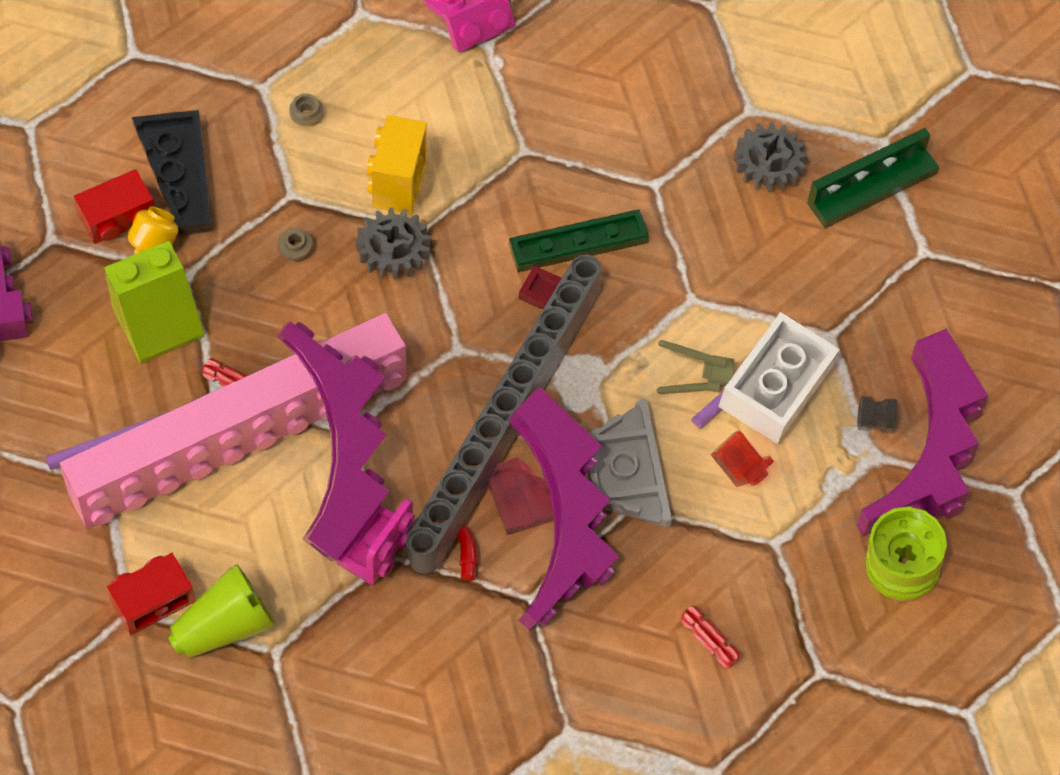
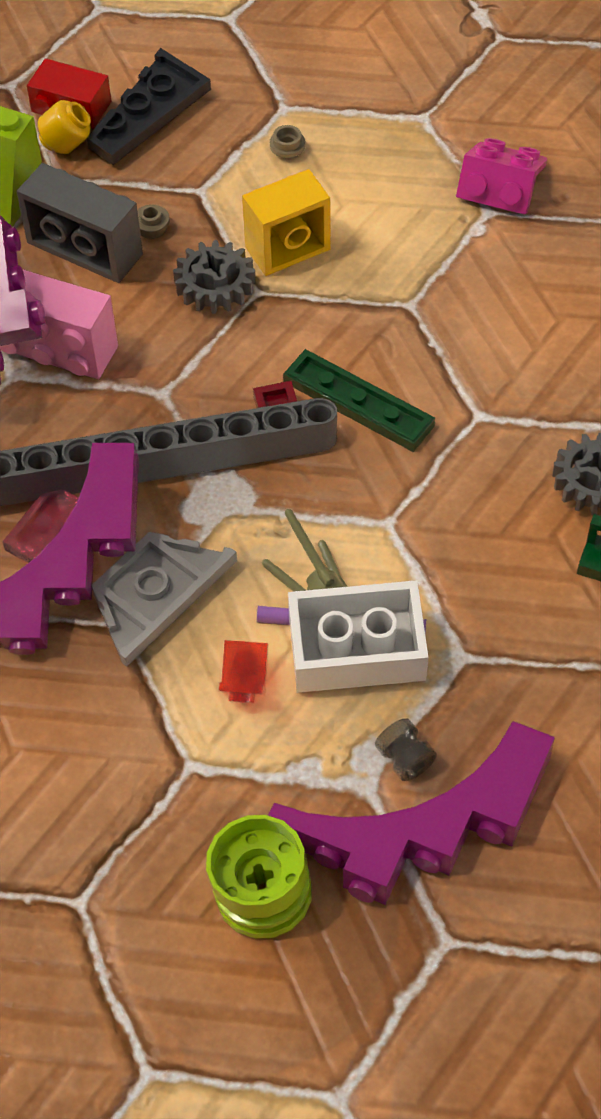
camera: 55 degrees right, 5 degrees down
(270, 286) = (80, 222): none -> dark grey brick
(710, 637) = (33, 778): axle -> none

